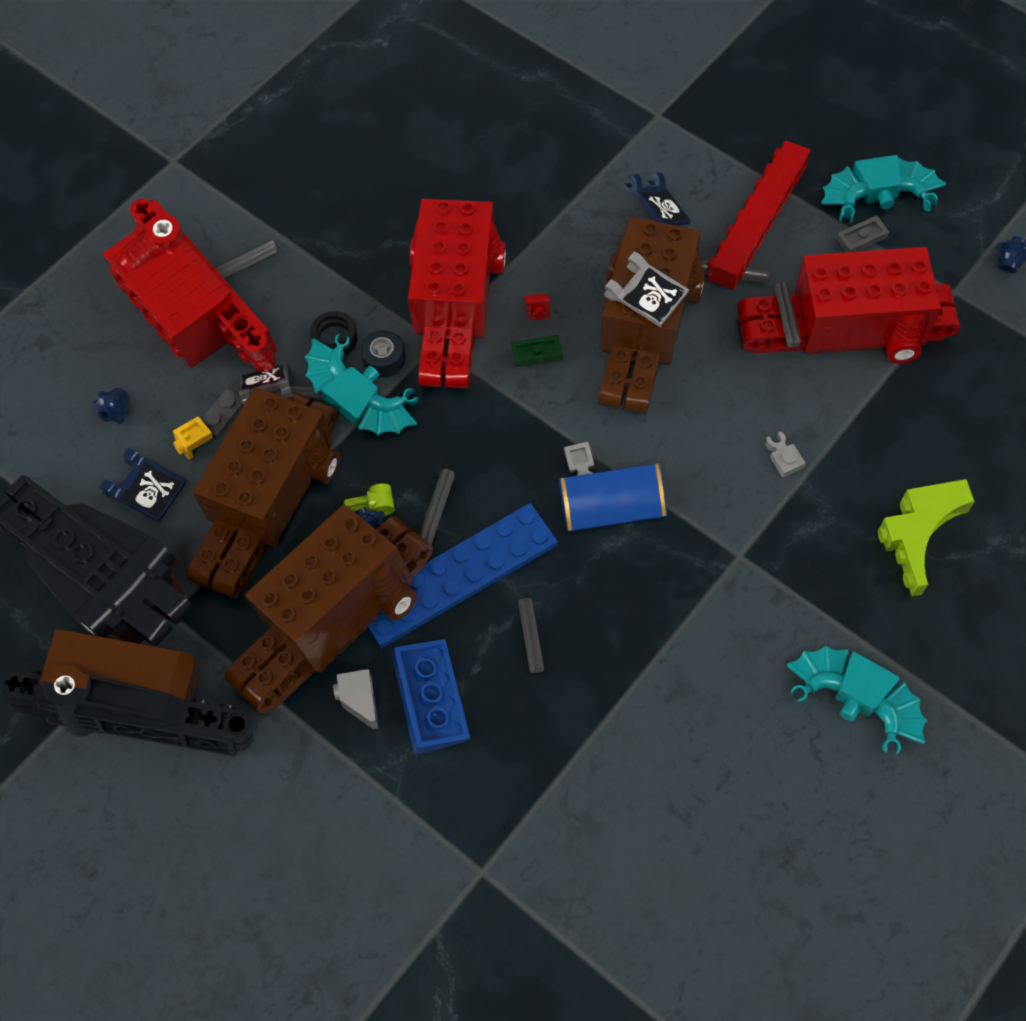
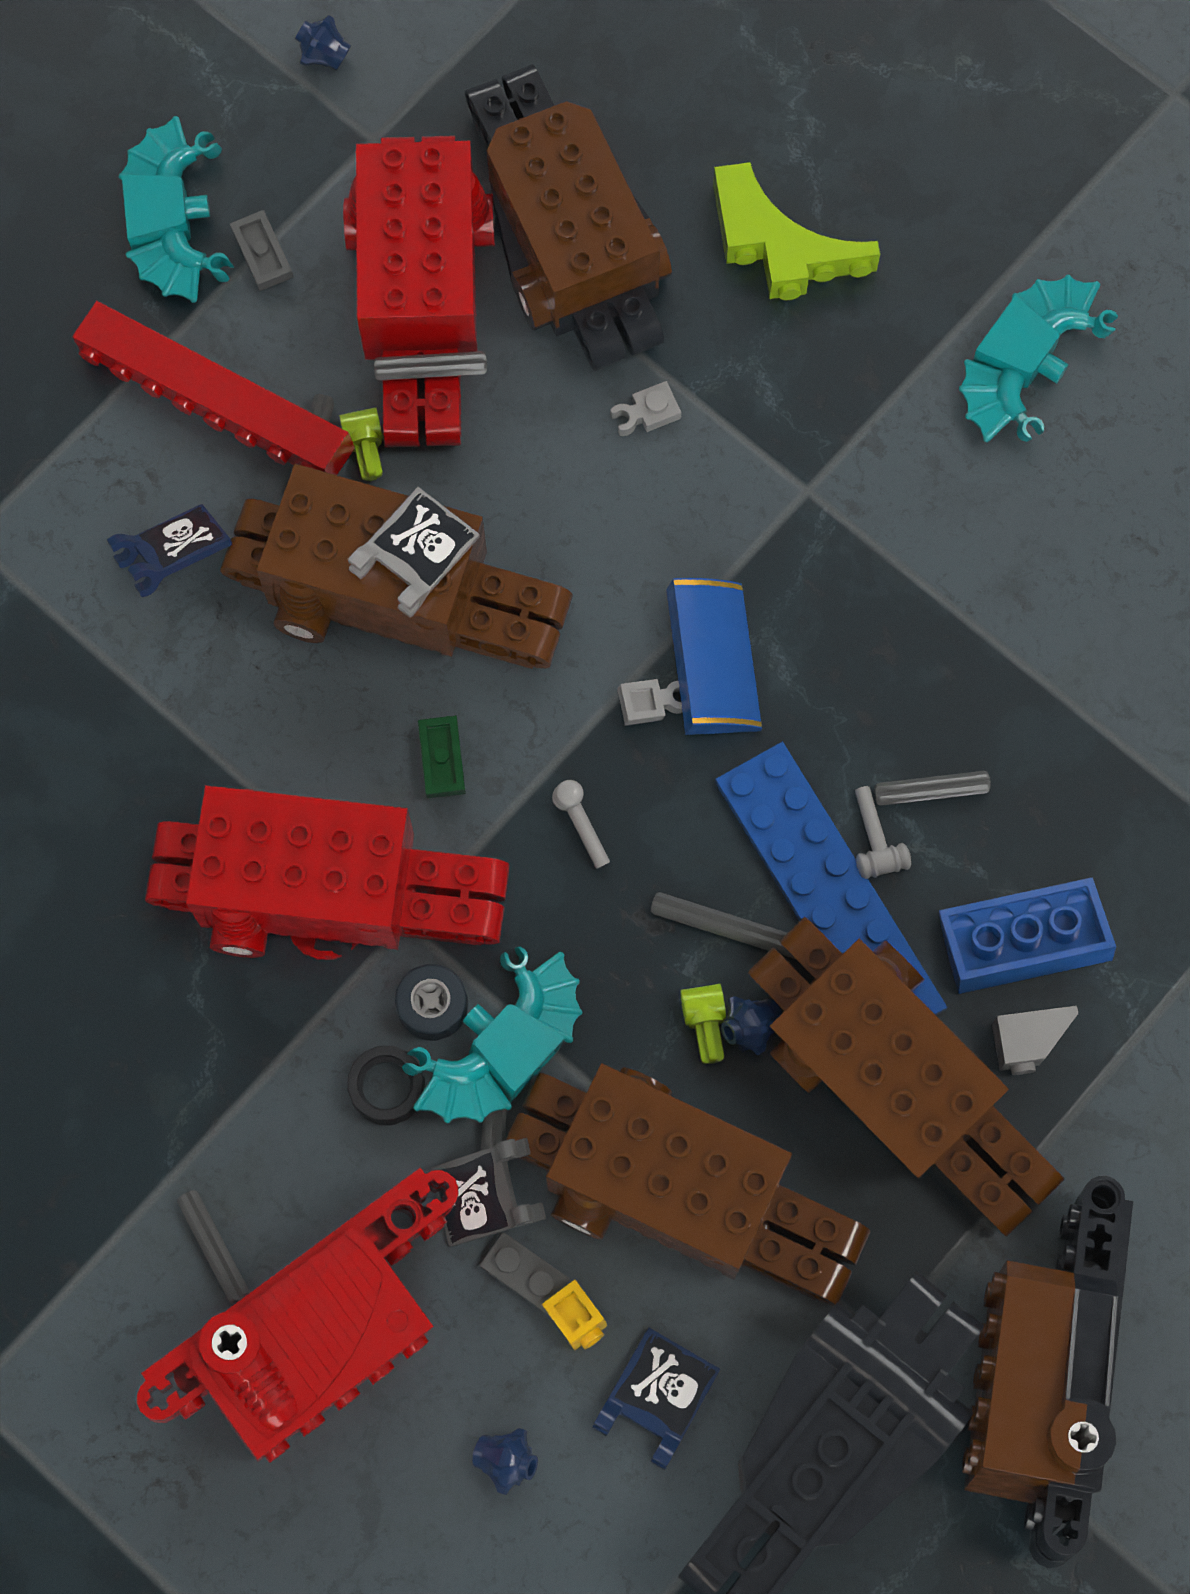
camera: 90 degrees left, 10 degrees up
(481, 605) = (881, 858): none -> light grey piece
(512, 418) = (568, 798): none -> light grey piece
(537, 307) = (365, 747): red bracket -> none
(744, 289) = (366, 437): none -> lime axle
(909, 391) = (568, 221): none -> reddish brown piece

